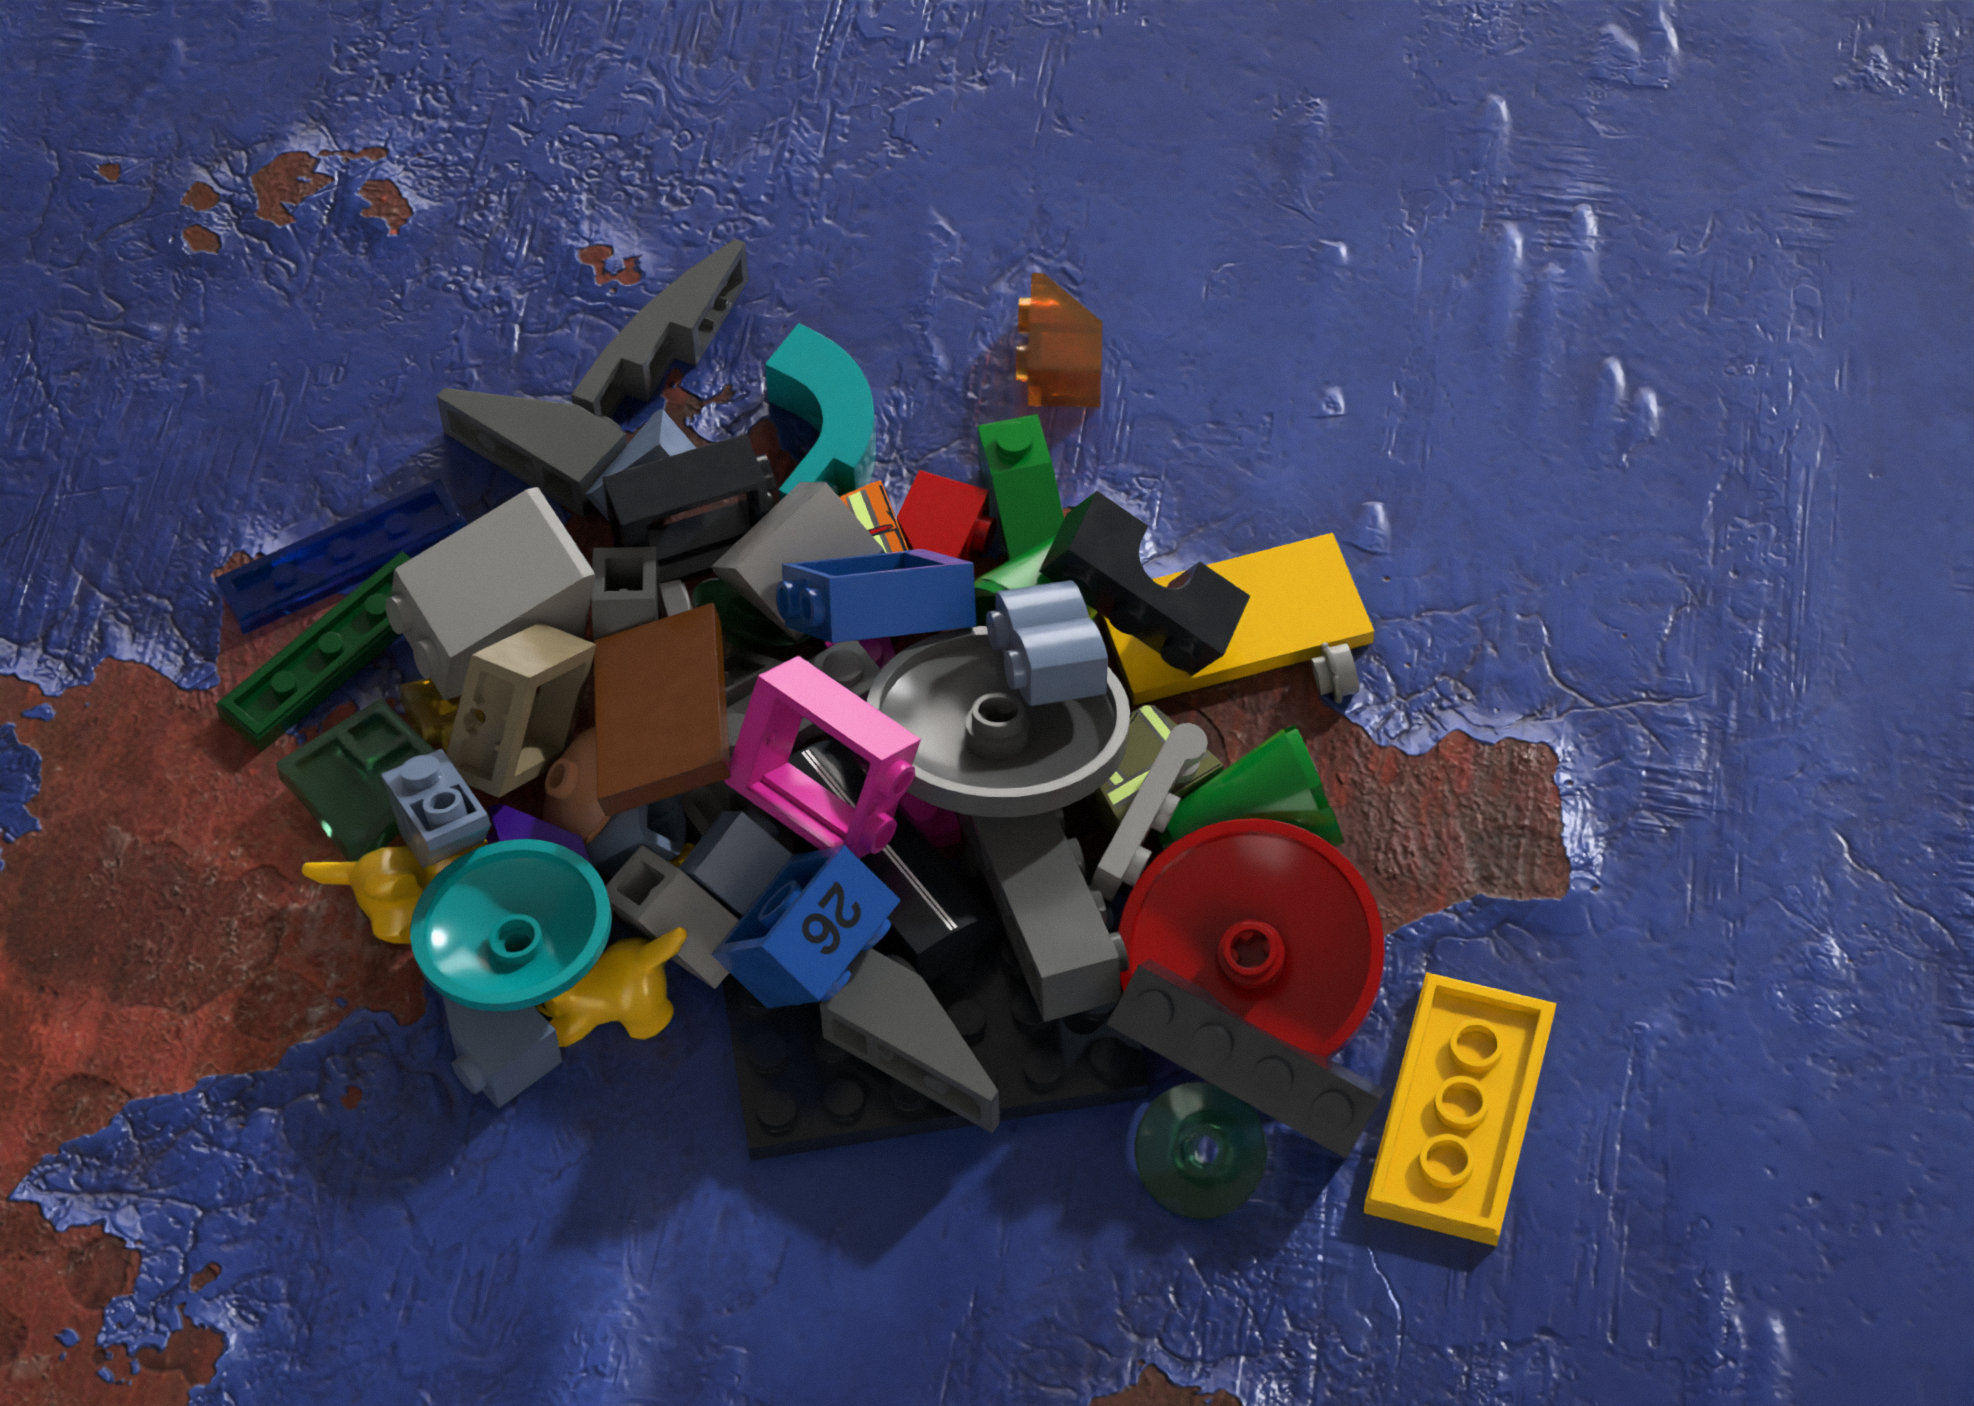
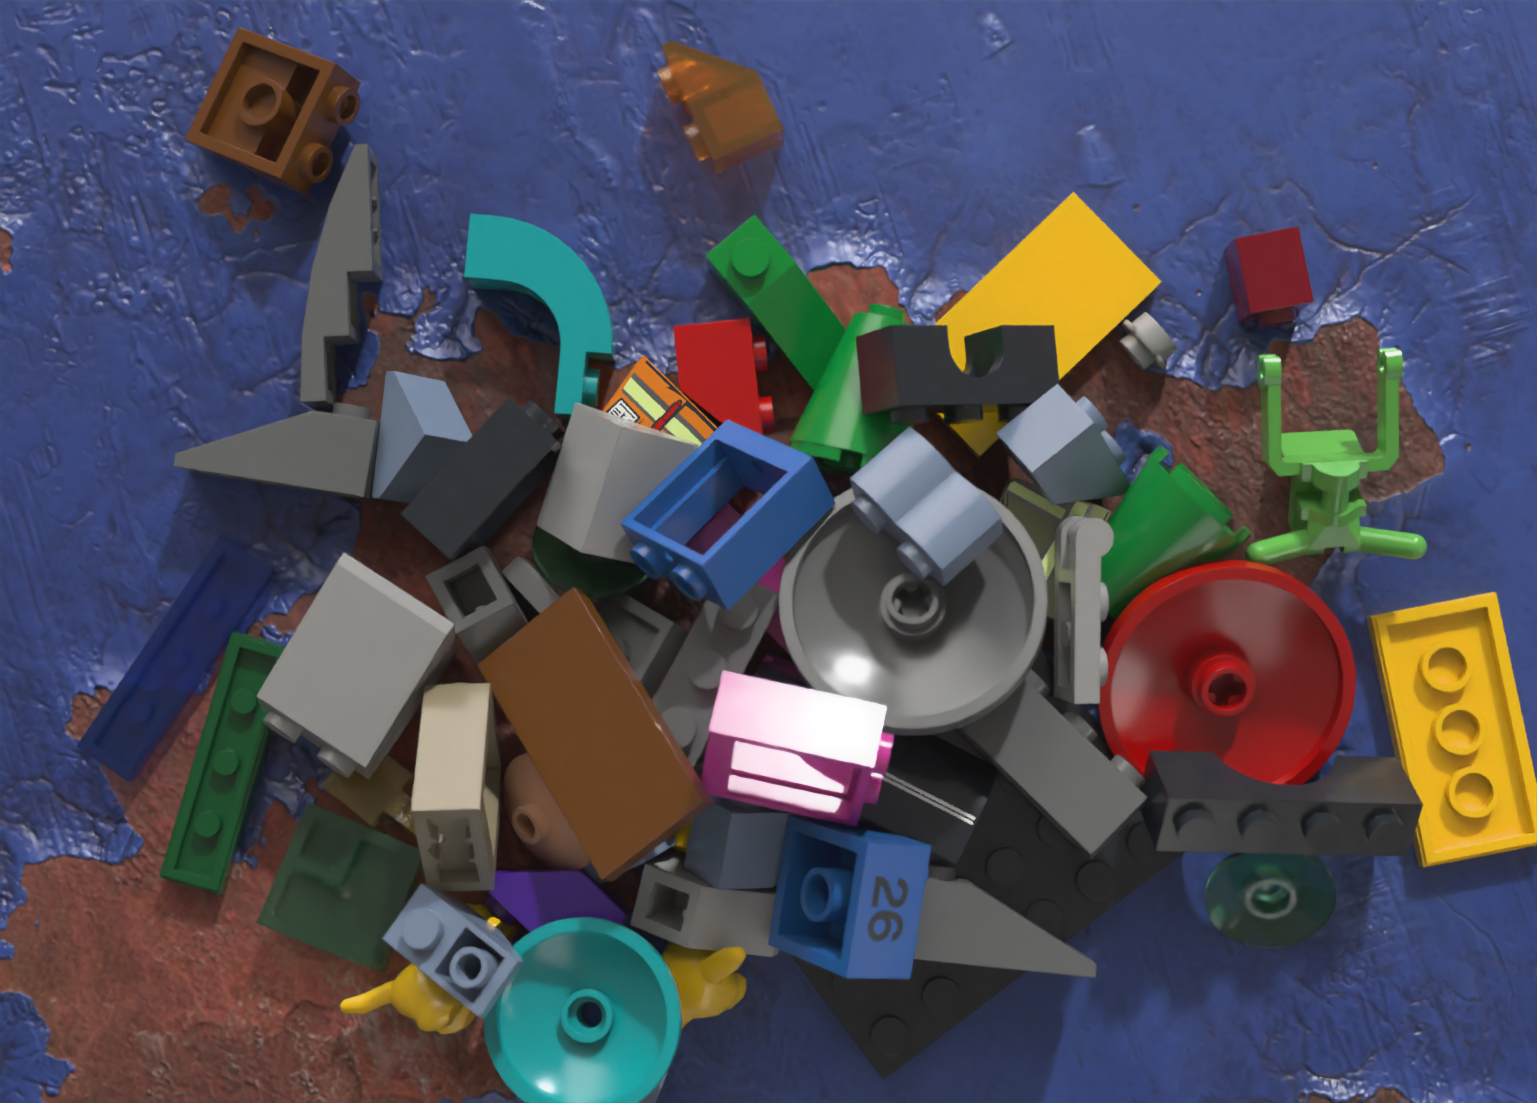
camera: 25 degrees left, 30 degrees up
(685, 202) = (275, 111): none -> reddish brown plate
(1203, 685) = (1066, 449): none -> sand blue slope
(1438, 828) = (1328, 473): none -> bright green piece
(1473, 662) = (1268, 277): none -> dark red brick

